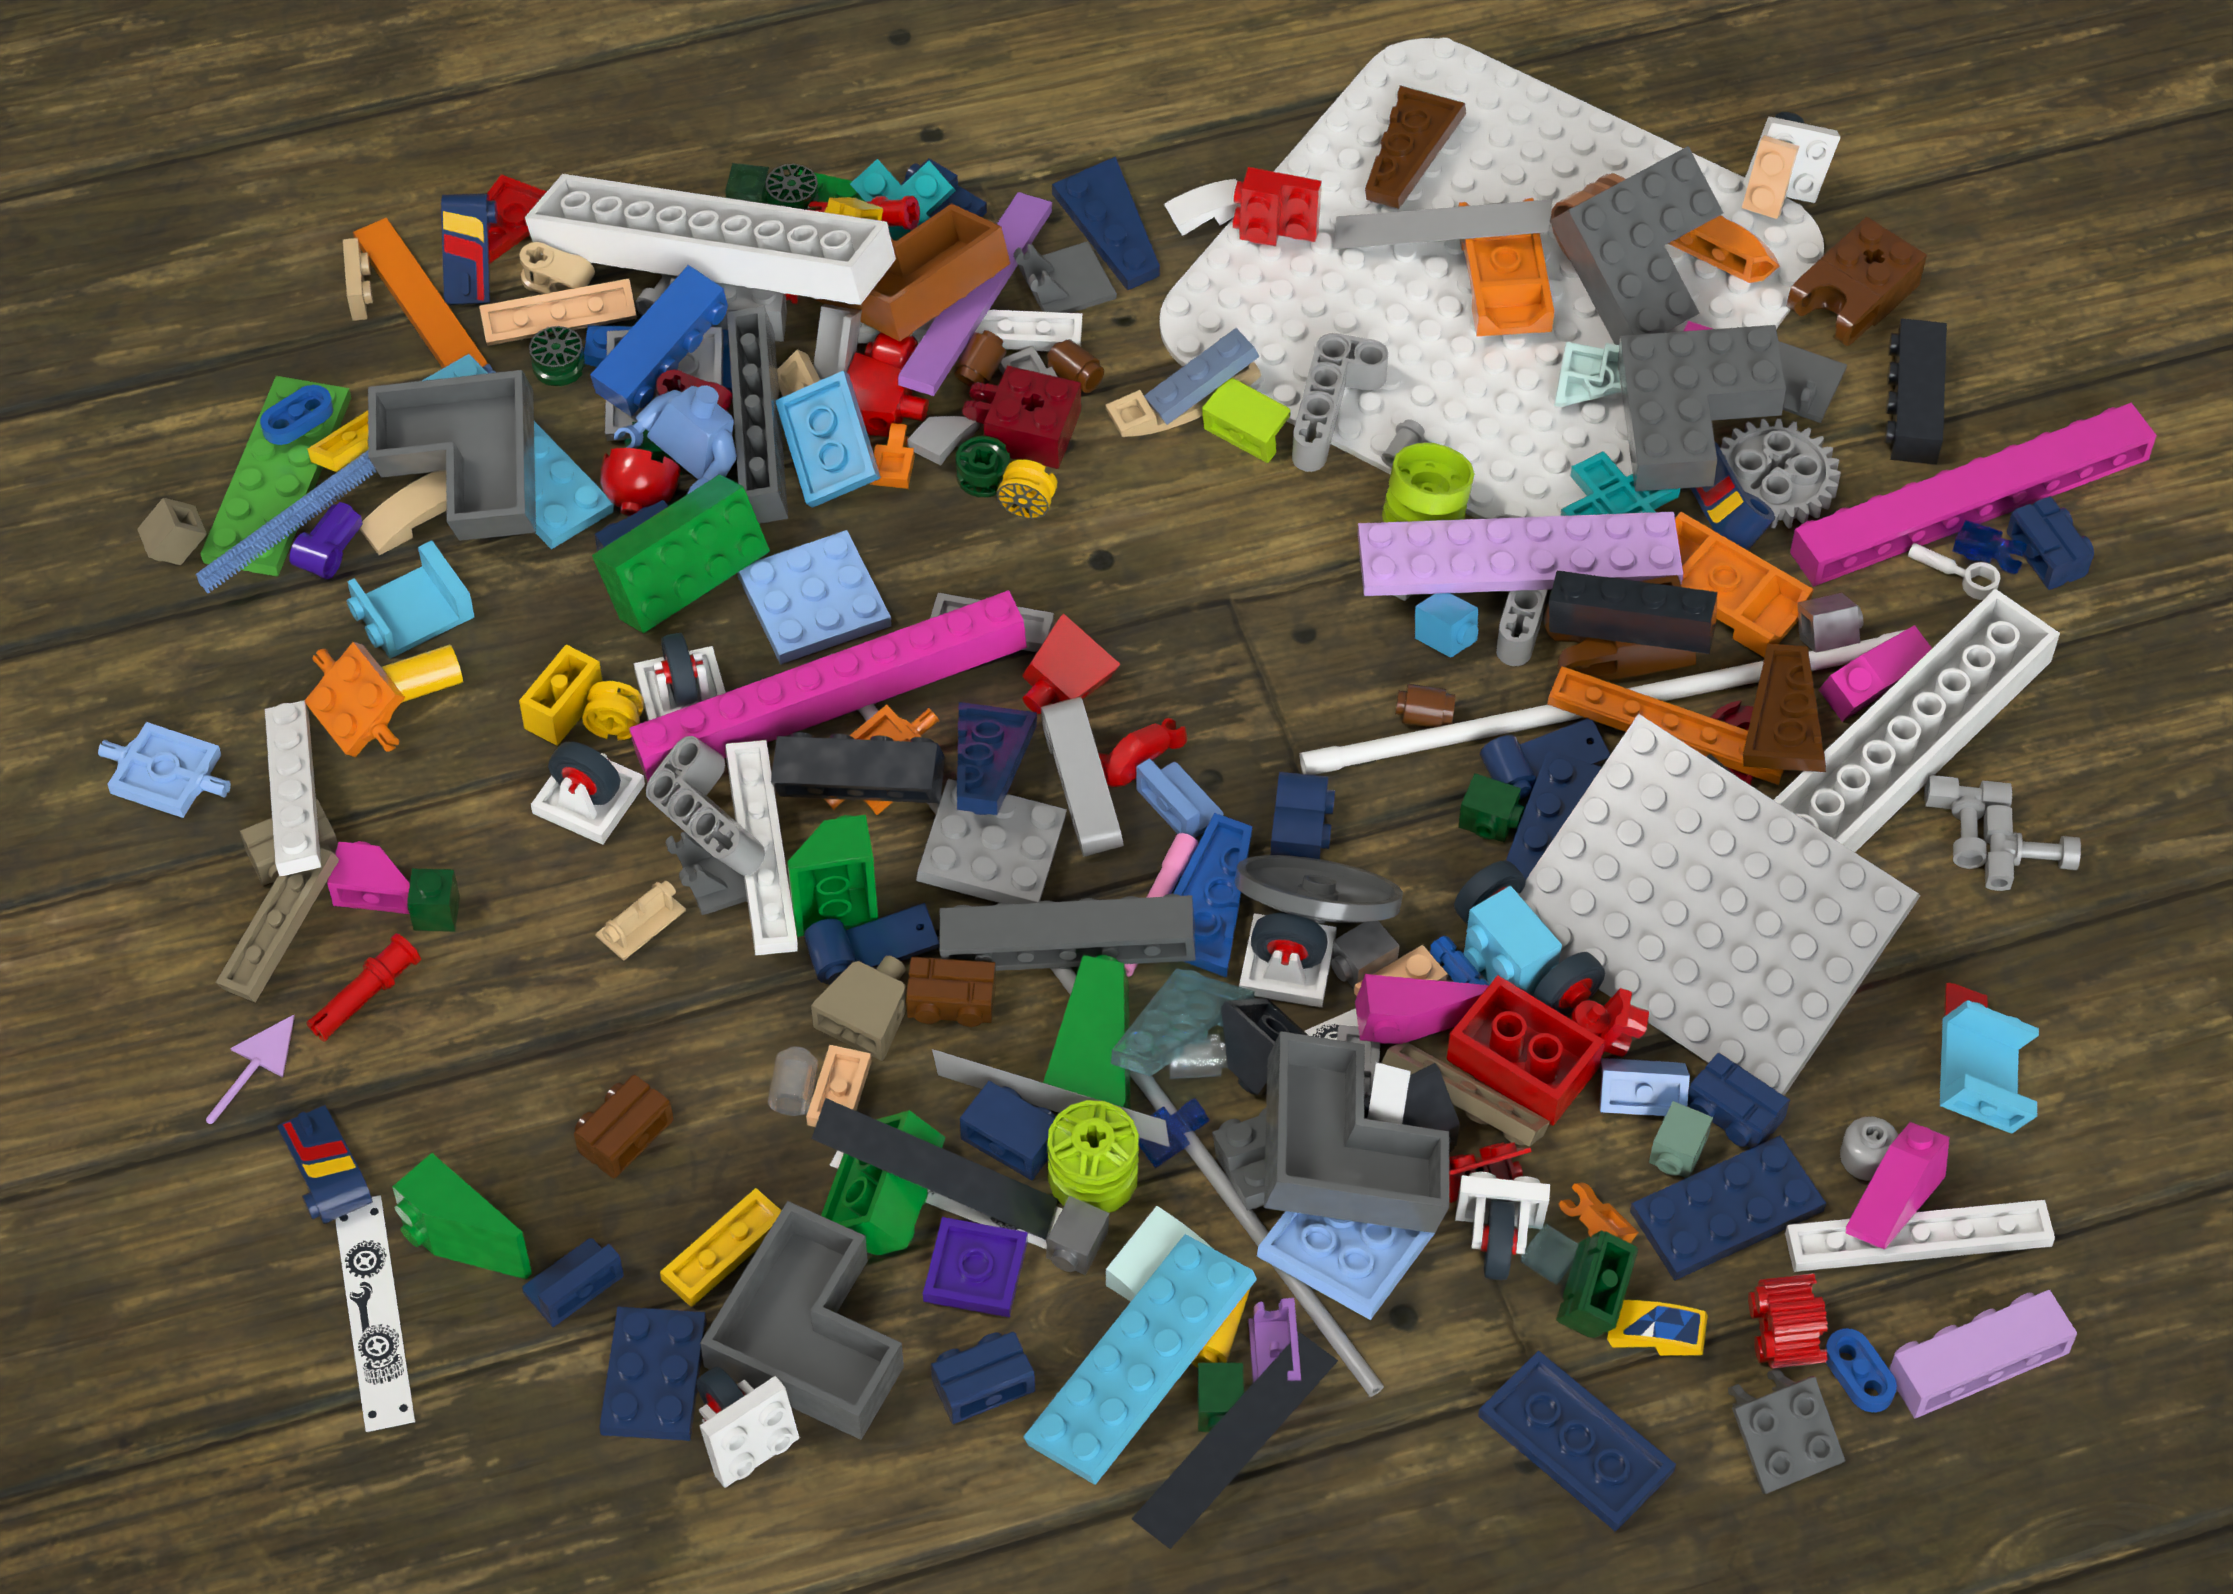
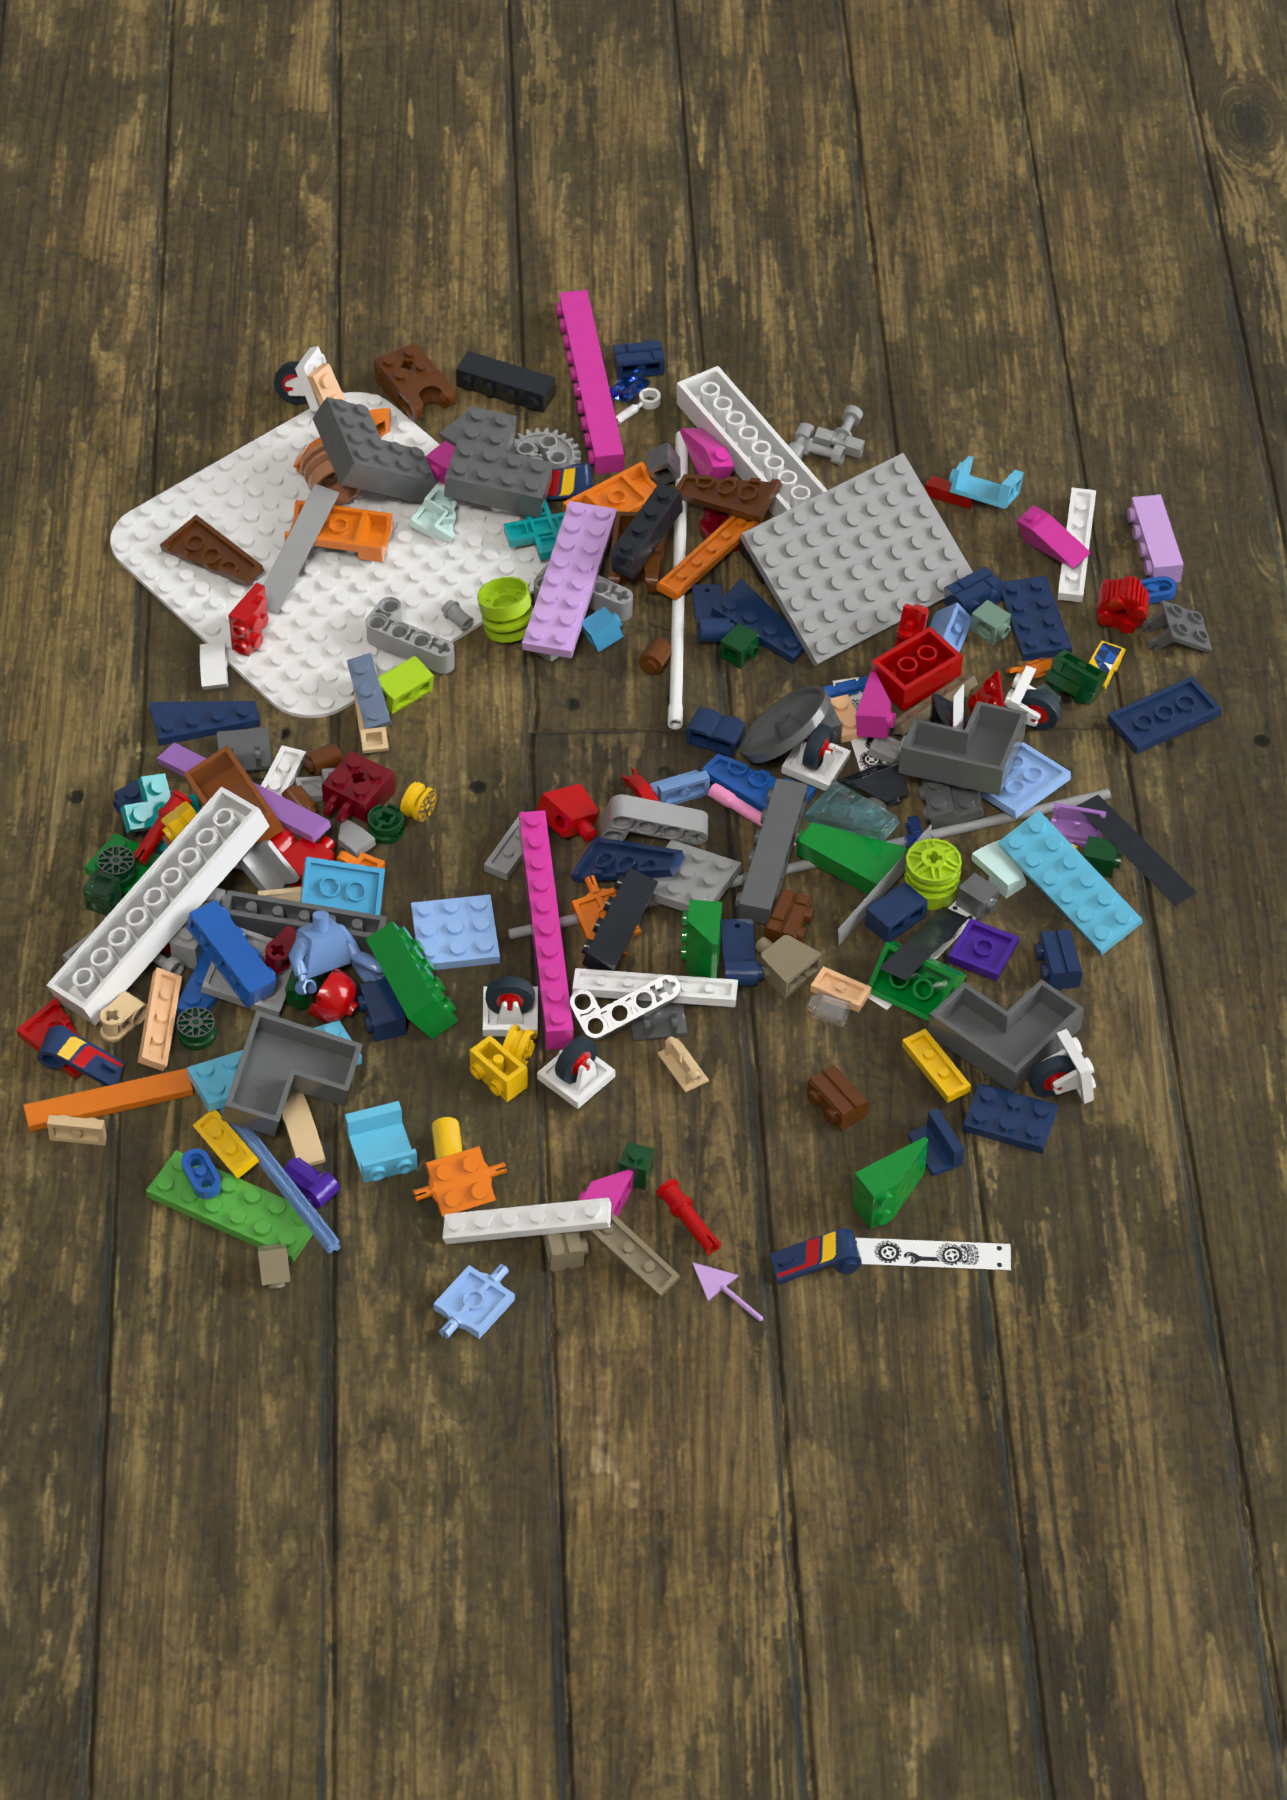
camera: 75 degrees left, 5 degrees down
(1516, 945) = (845, 651): brick -> none
(1866, 1145) = (1021, 546): light grey head -> none

